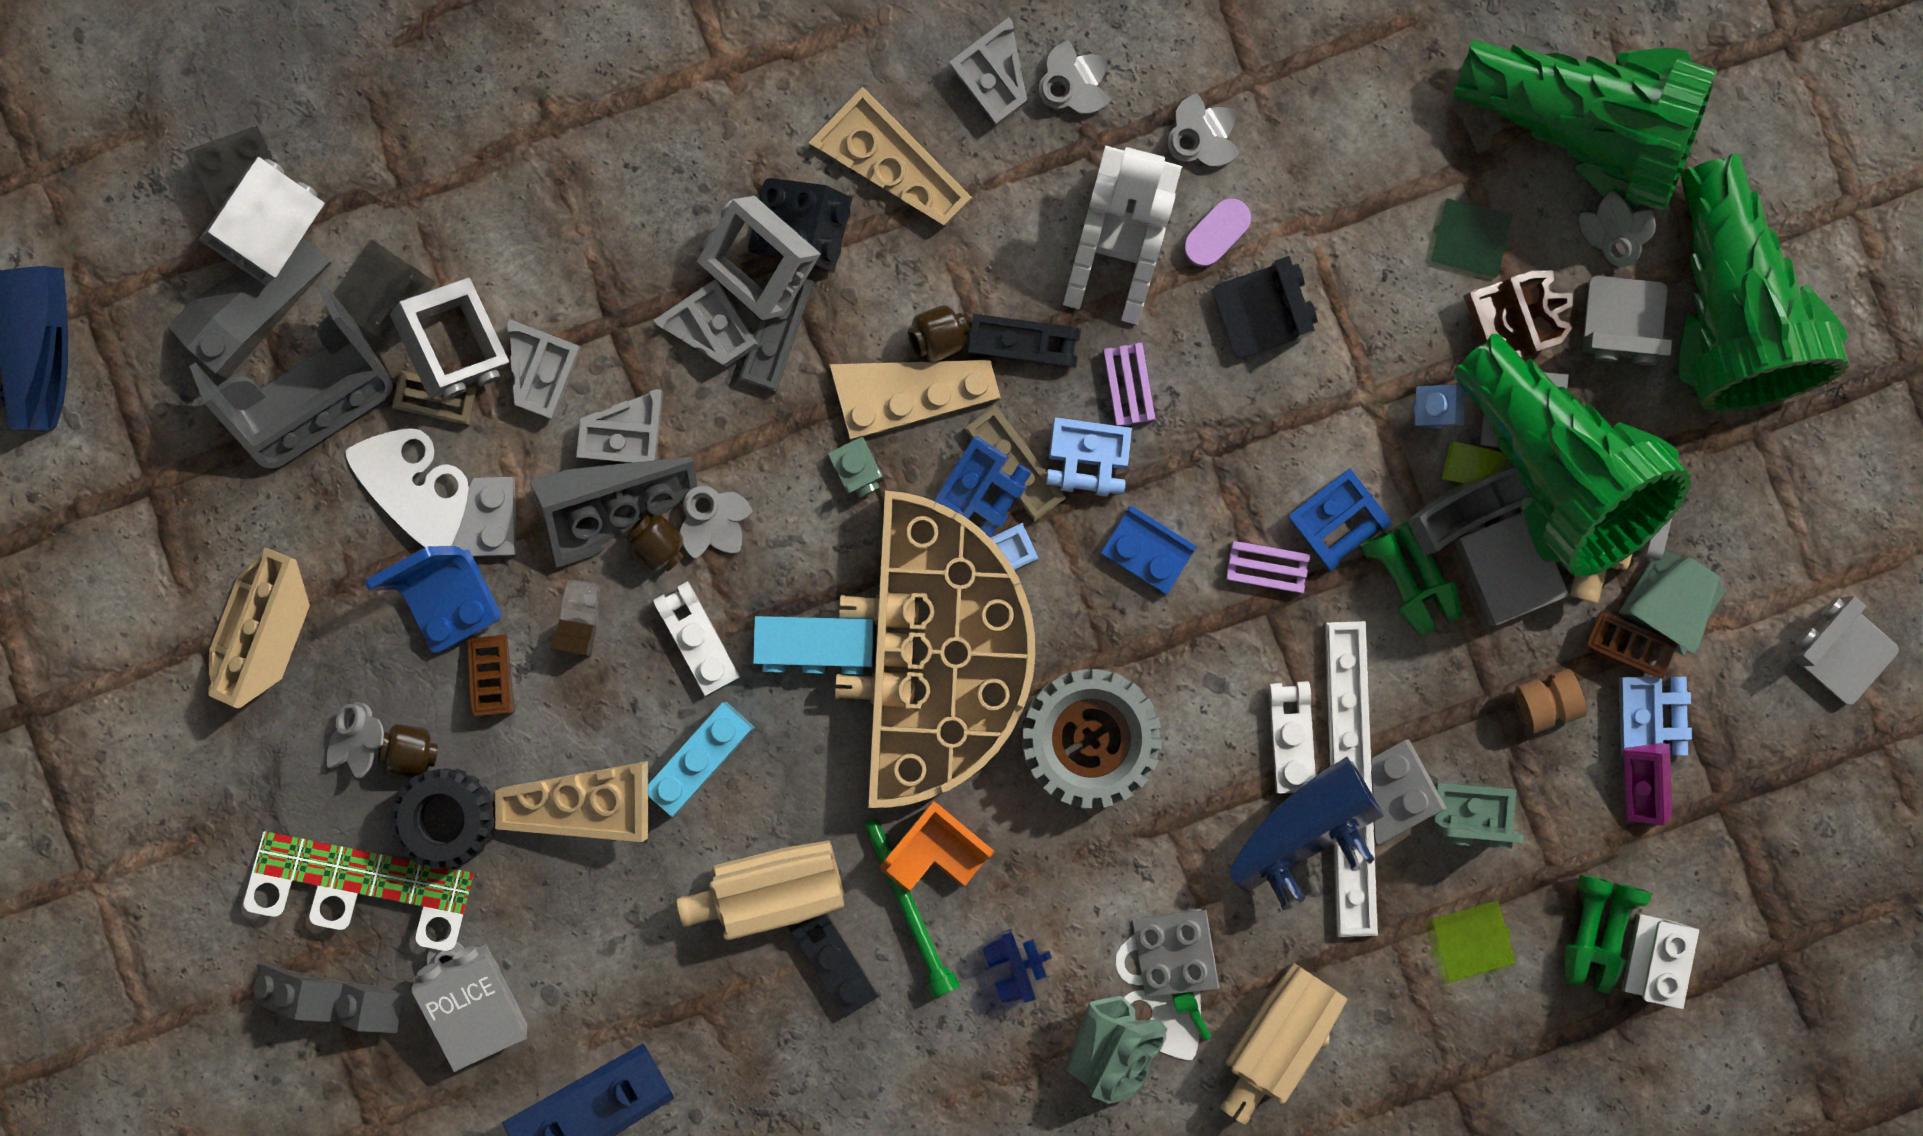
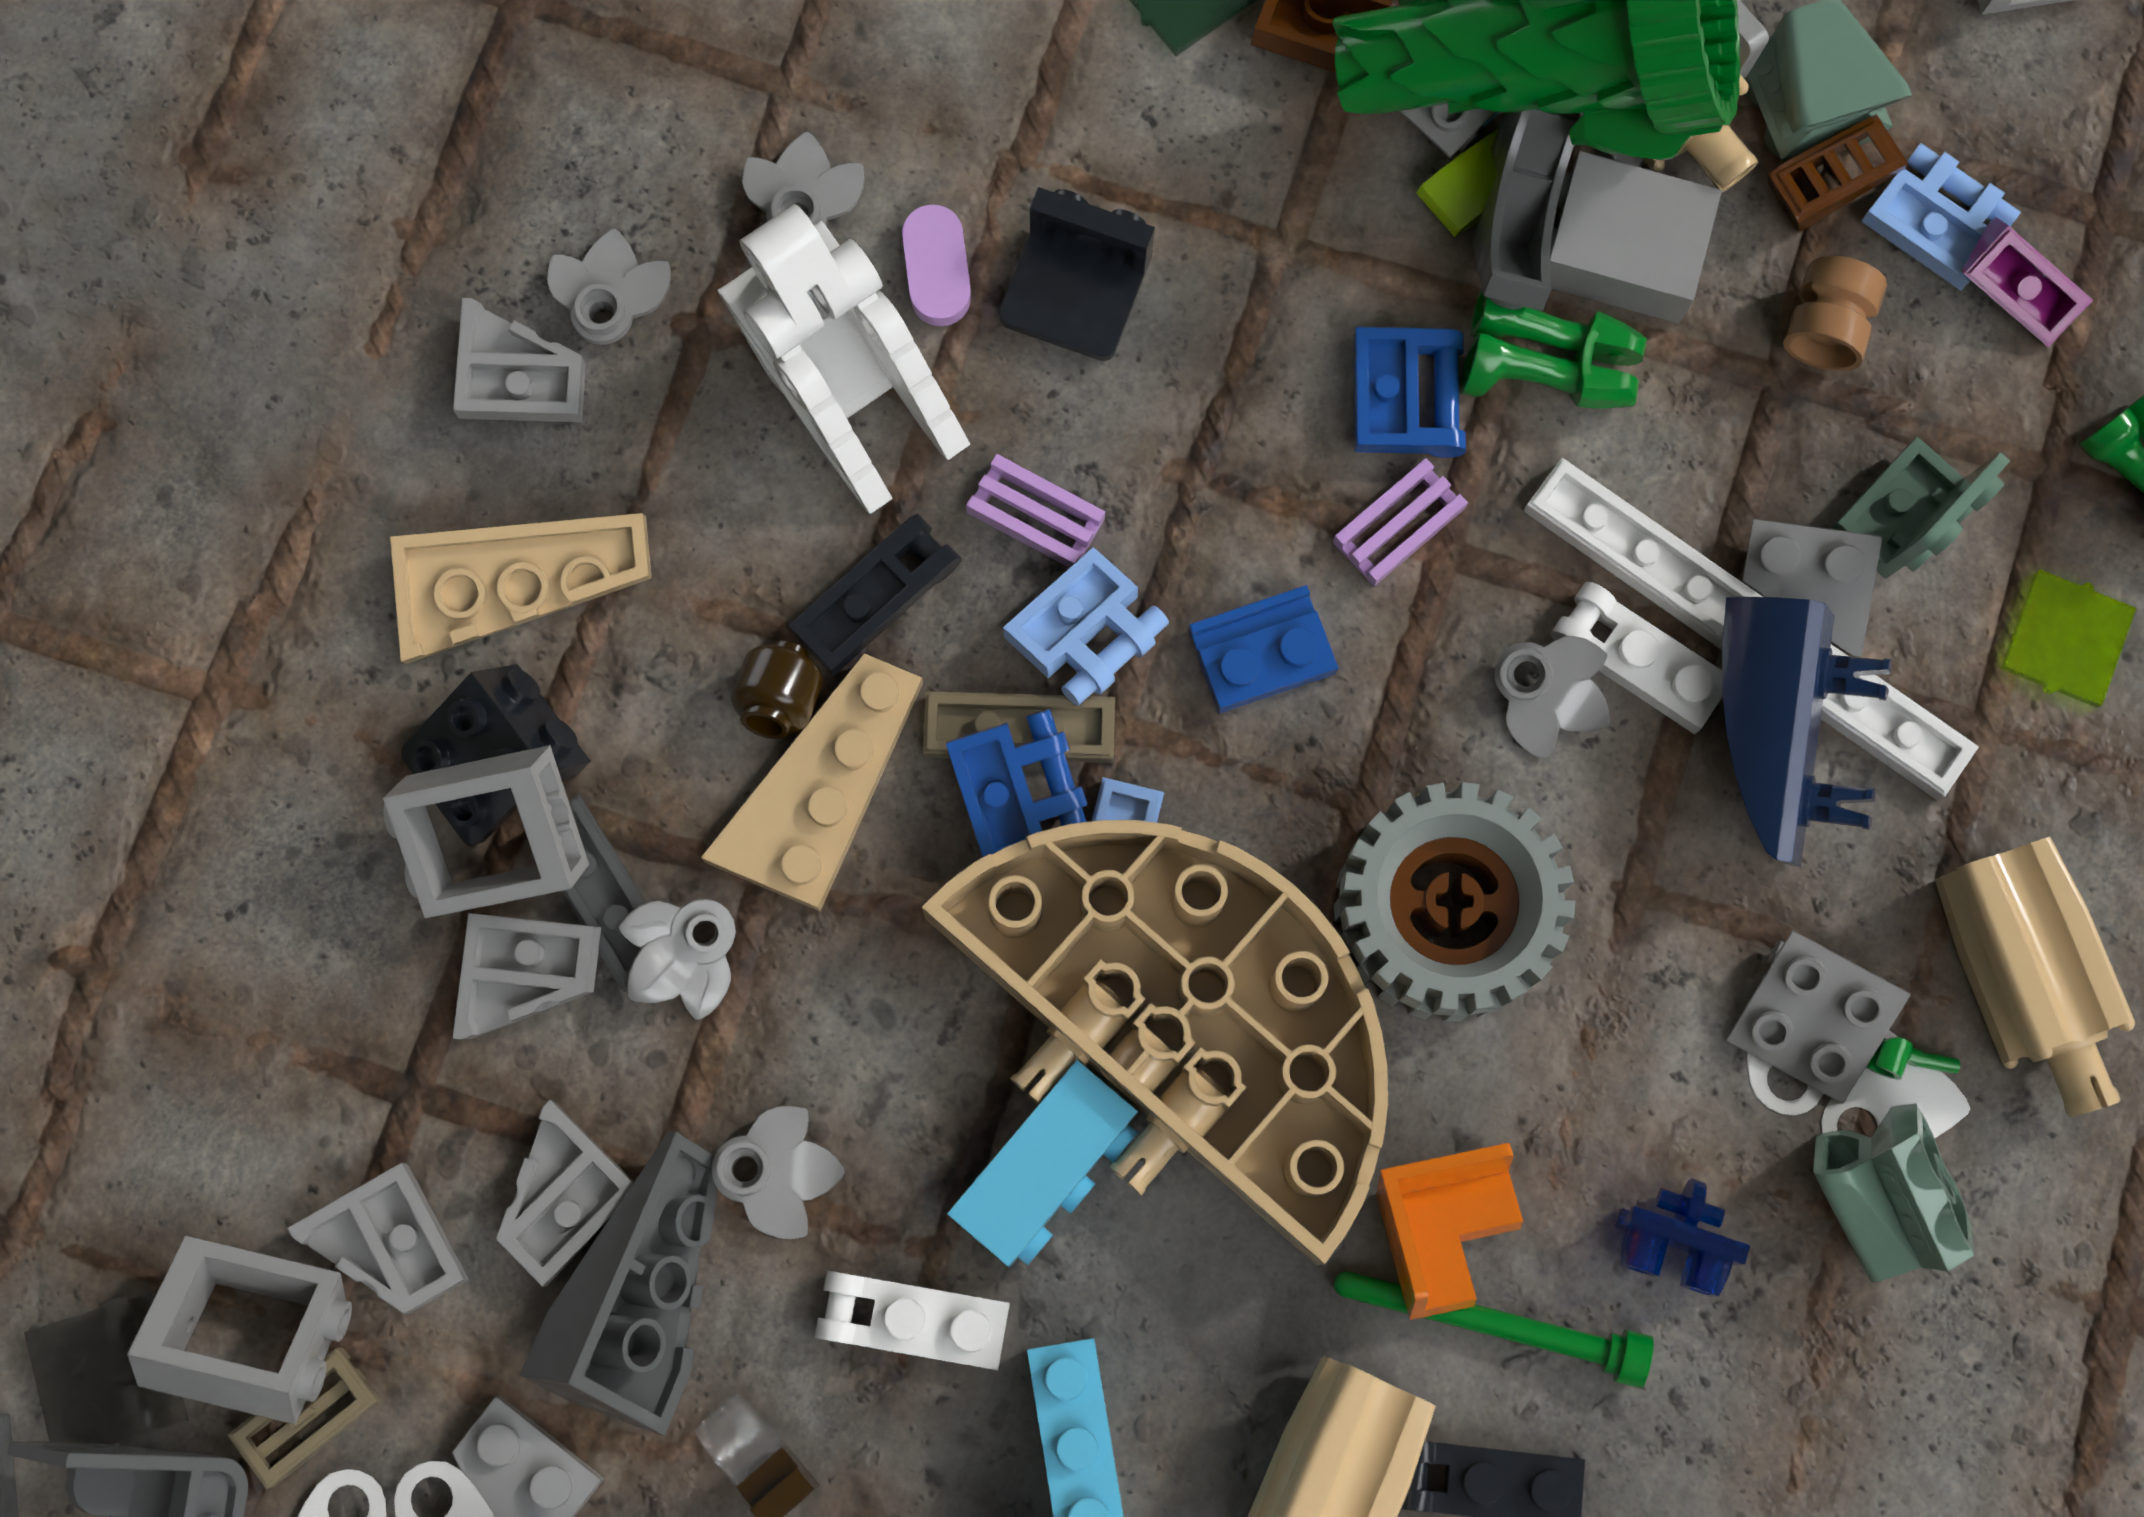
camera: 55 degrees left, 10 degrees down
(654, 543) = (742, 1274): dark brown head -> none
(770, 392) = (672, 960): none -> light grey plate
(856, 468) = (862, 929): sand green bracket -> none
(1238, 713) = (1559, 698): none -> light grey plate
(1439, 406) = (1366, 163): light blue bracket -> none

